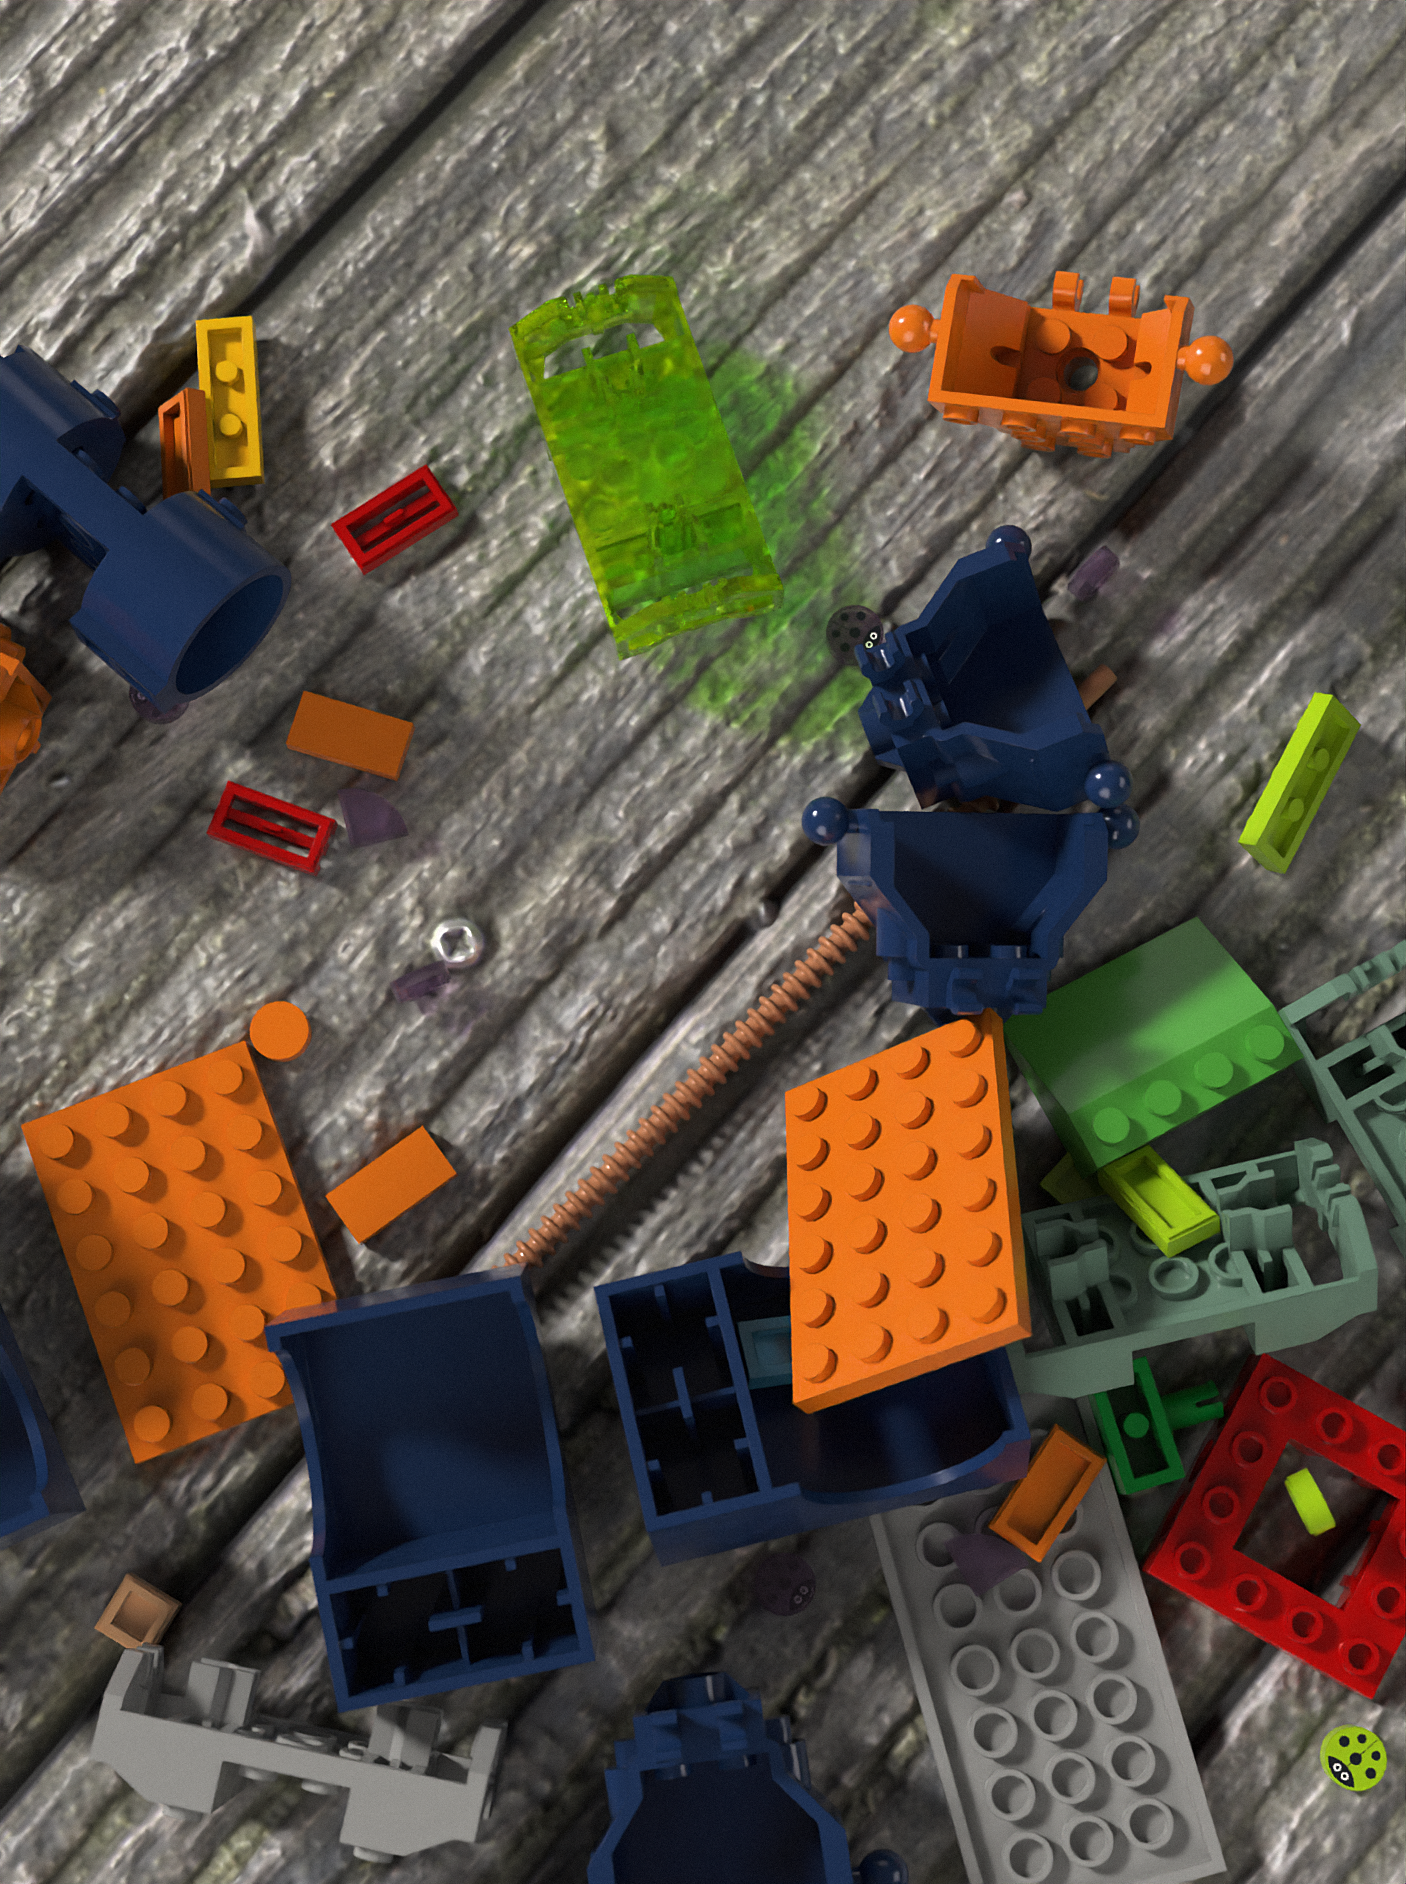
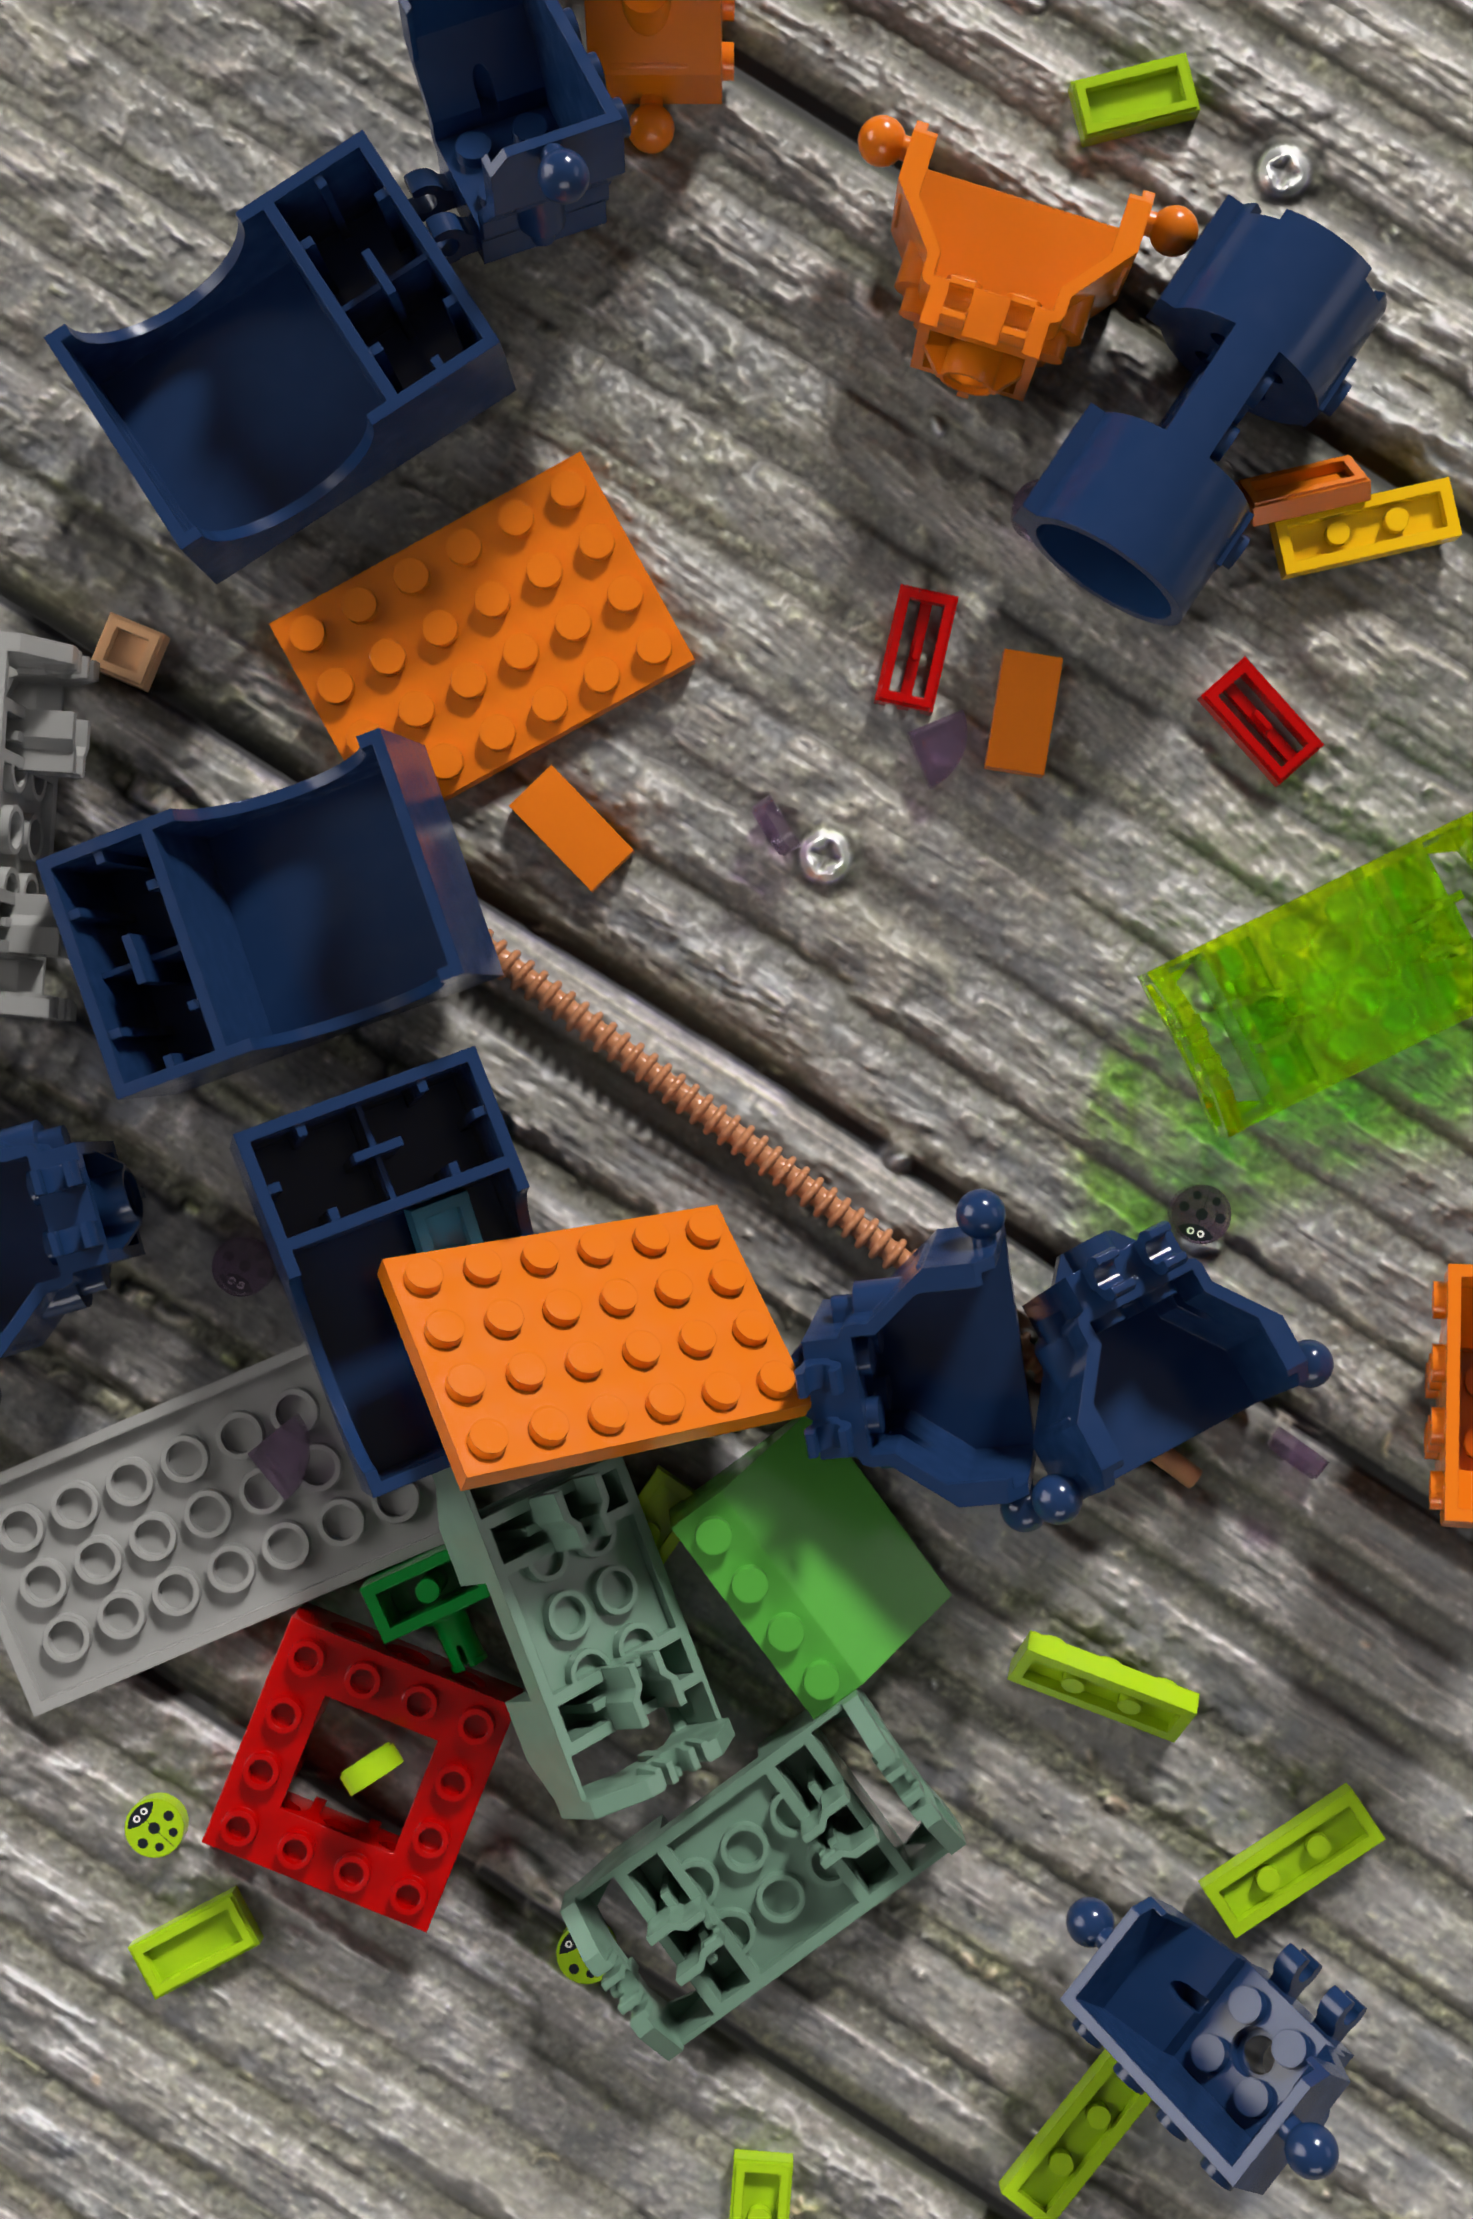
camera: 80 degrees right, 10 degrees up
(280, 1031) = (709, 693): orange tile -> none
(1047, 1497) = (337, 1504): orange tile -> none
(1159, 1201) = (646, 1592): lime tile -> none

